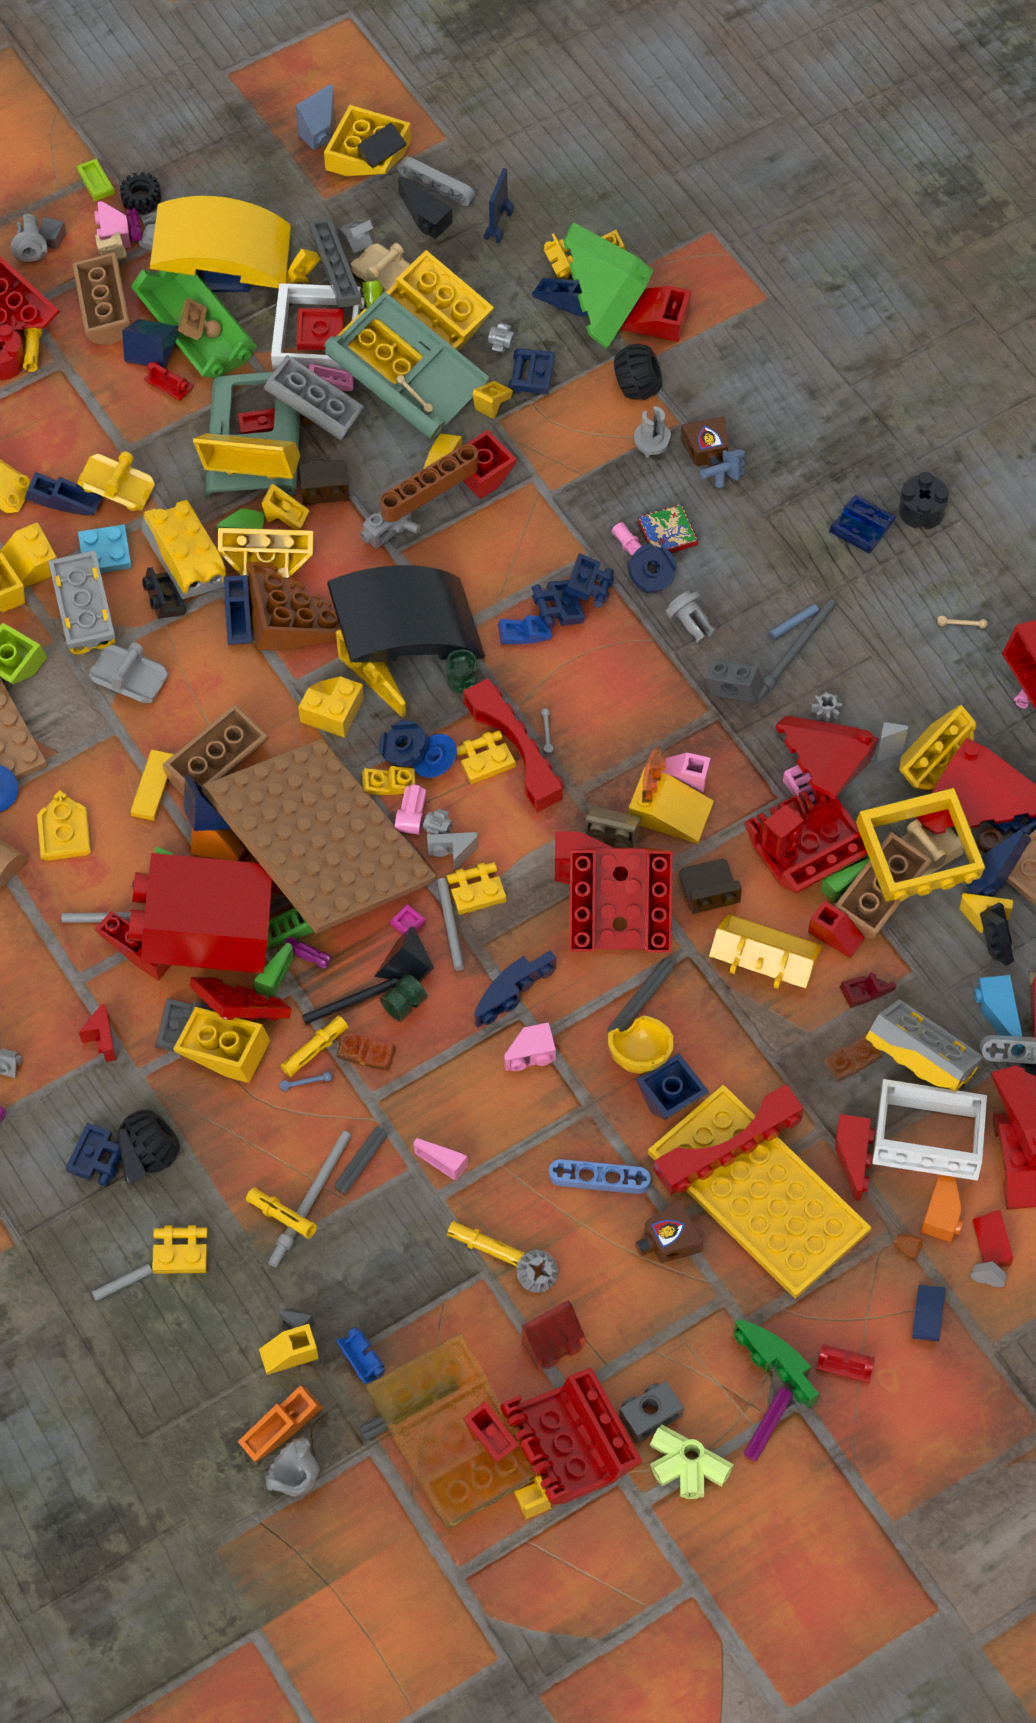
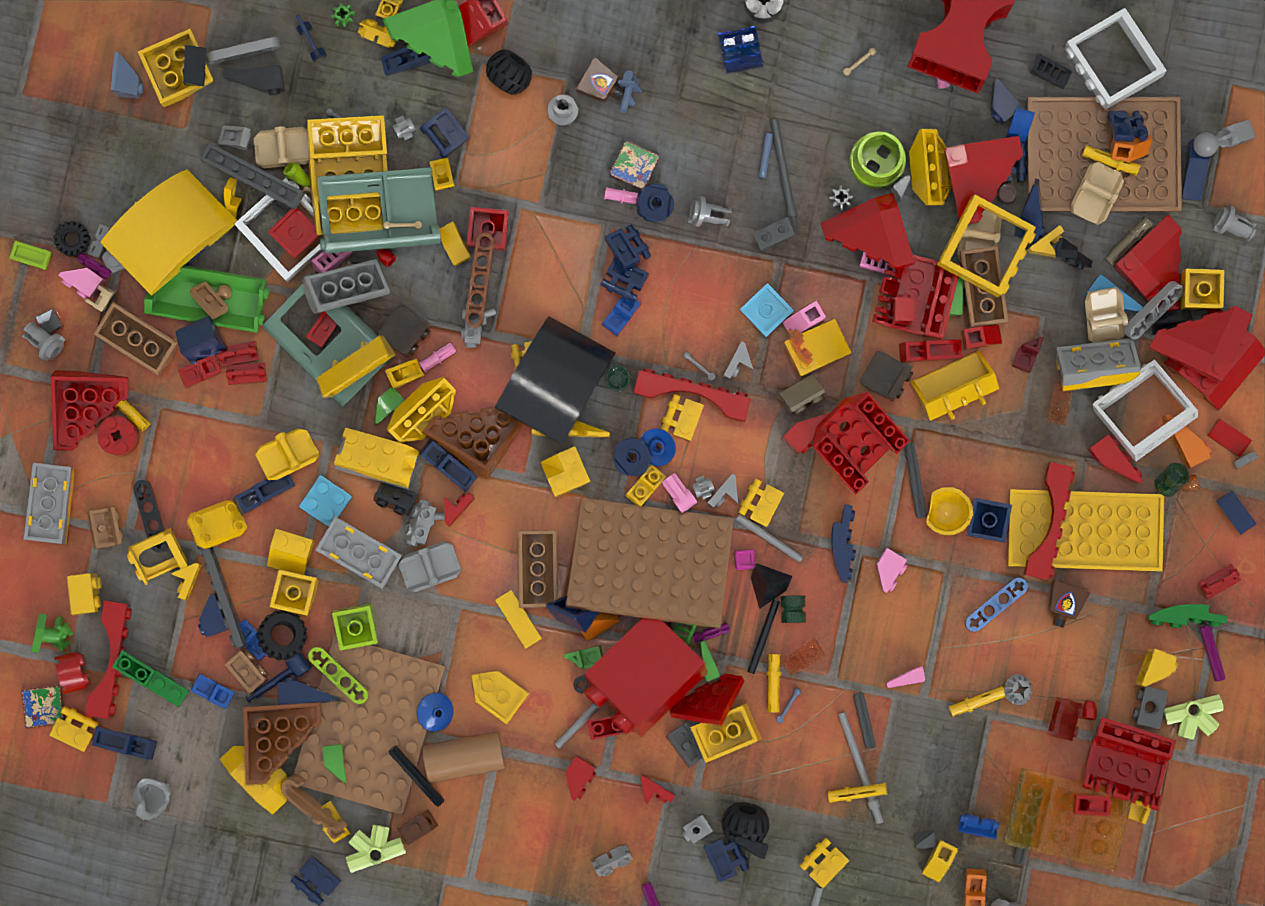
camera: 45 degrees left, 25 degrees up
(49, 956) = (577, 776): none -> red slope
(104, 1109) = (699, 822): none -> light grey brick
(126, 370) = (199, 371): none -> red slope
(157, 400) = (246, 373): none -> red hinge
(167, 628) = (421, 520): none -> light grey brick
(198, 649) = (453, 512): none -> red slope
(327, 525) = (437, 357): none -> bright pink axle
(375, 418) = (386, 257): none -> red hose
(546, 222) = (338, 12): none -> bright green gear
(585, 1358) = (1089, 711): none -> red hose
(588, 751) = (740, 357): none -> light grey slope
(657, 731) = (766, 310): none -> medium azure plate
(694, 1373) = (1155, 667): none -> yellow slope
(775, 902) = (930, 350): none -> red slope
(890, 685) = (890, 168): none -> lime piece
(893, 1217) = (1172, 479): none -> clear green wheel
(977, 1010) = (1105, 315): none -> tan shield

